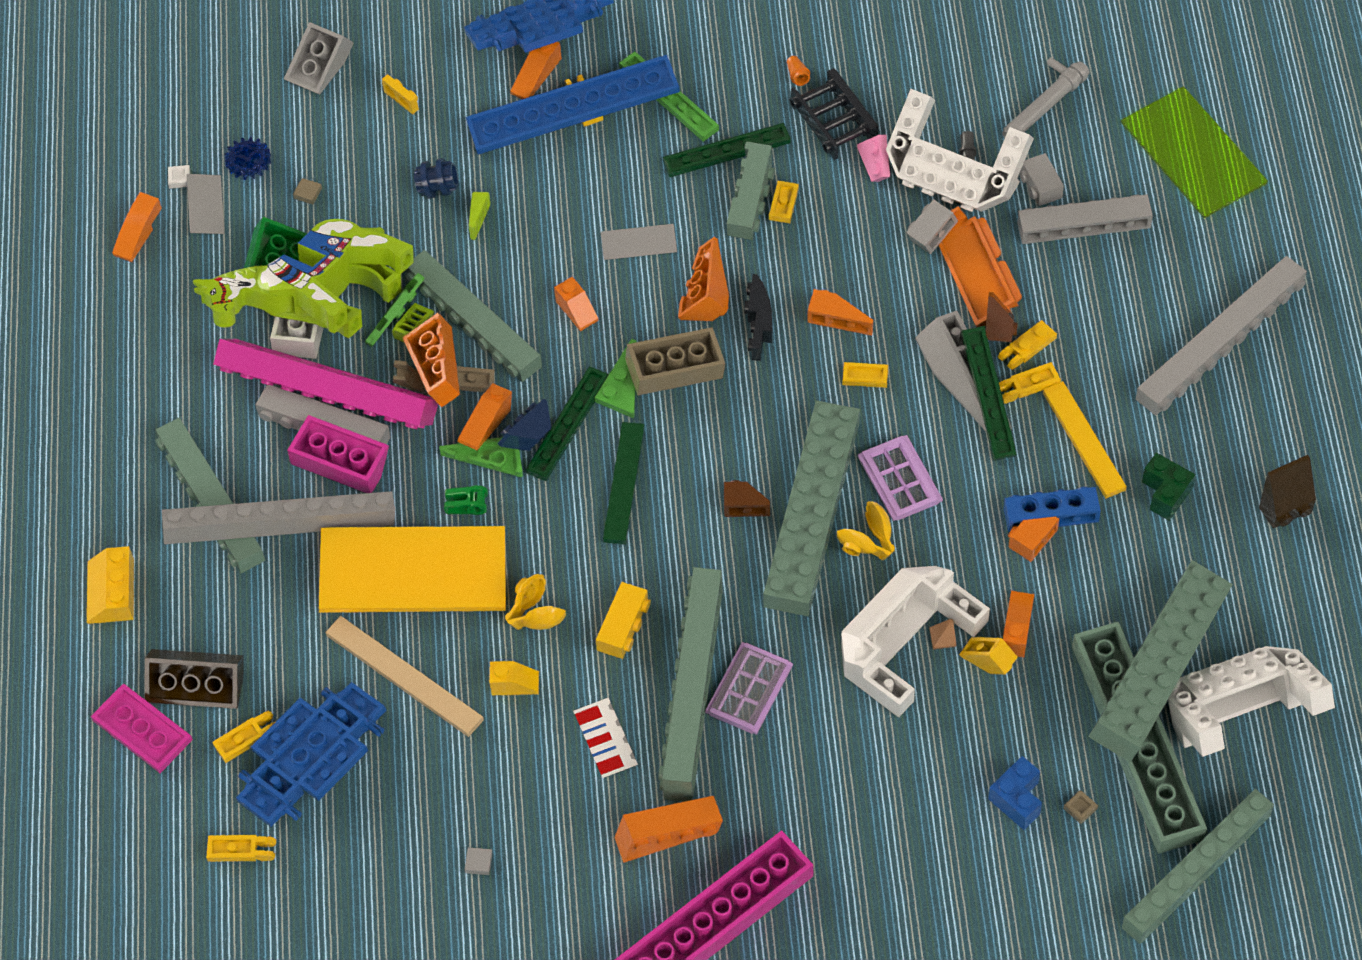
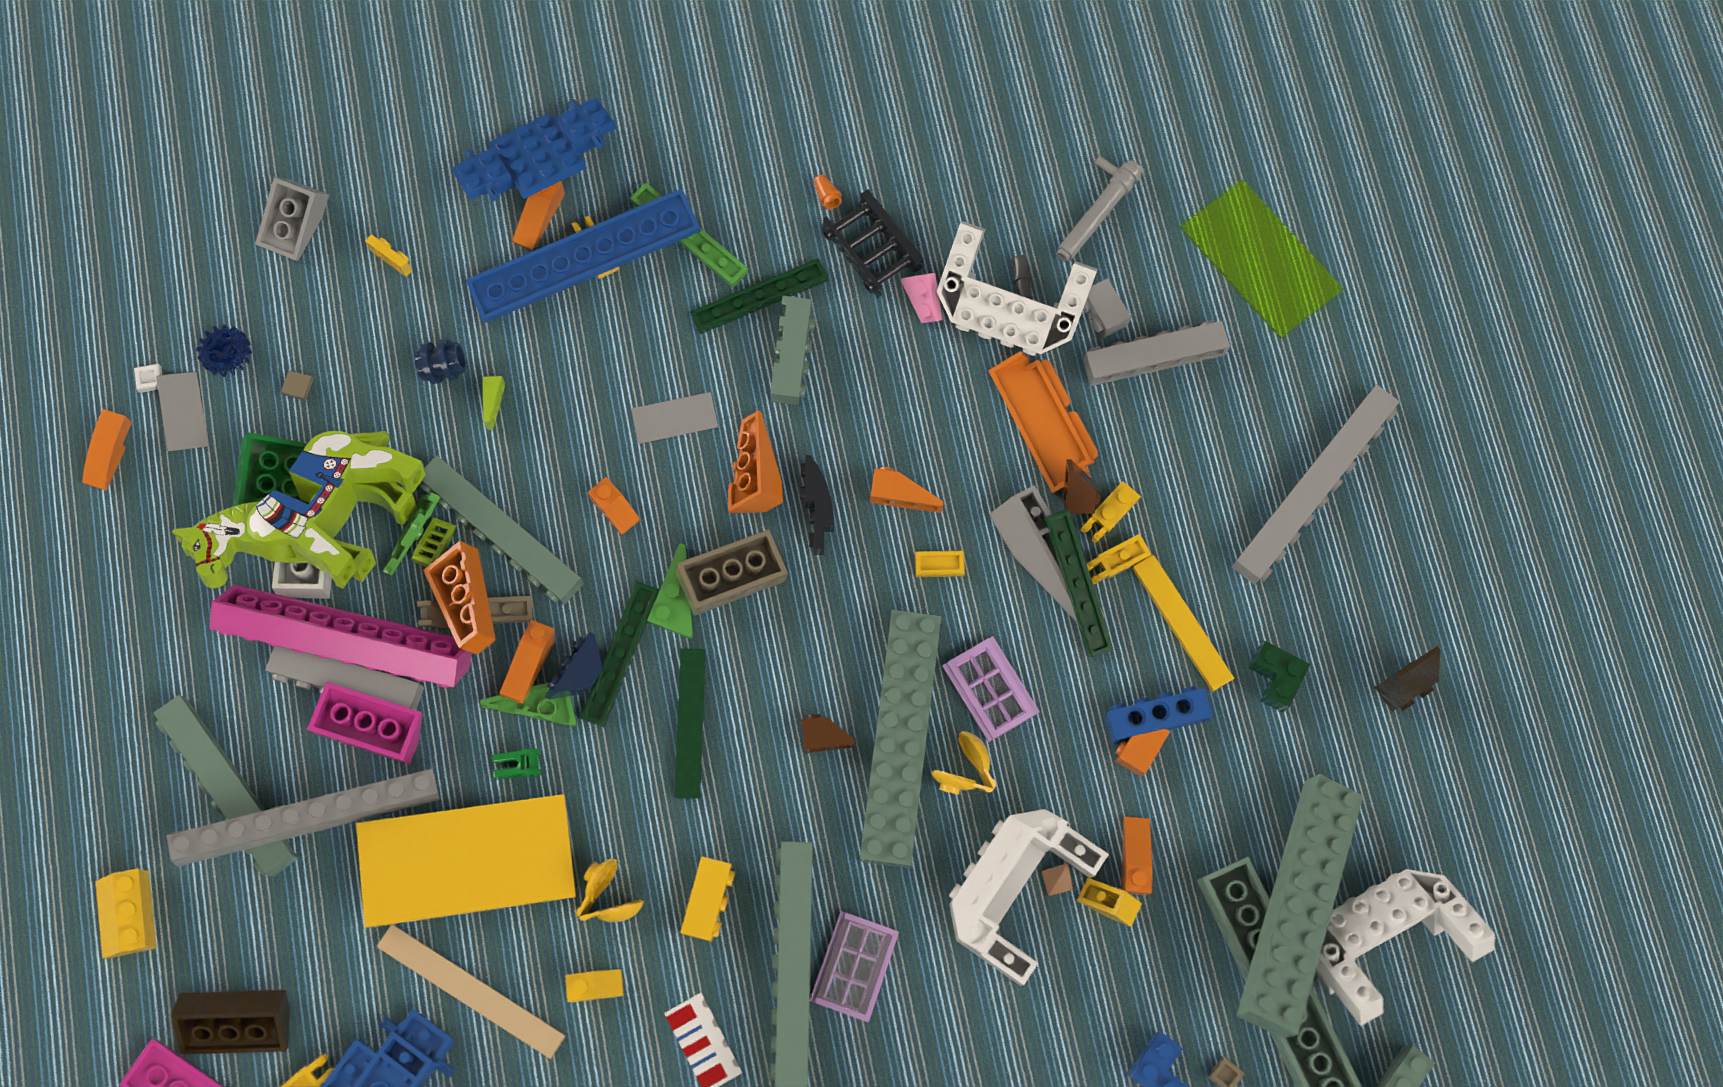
camera: 15 degrees left, 15 degrees up
(783, 201) = (829, 357): yellow plate -> none
(931, 226) = (993, 378): light grey brick -> none

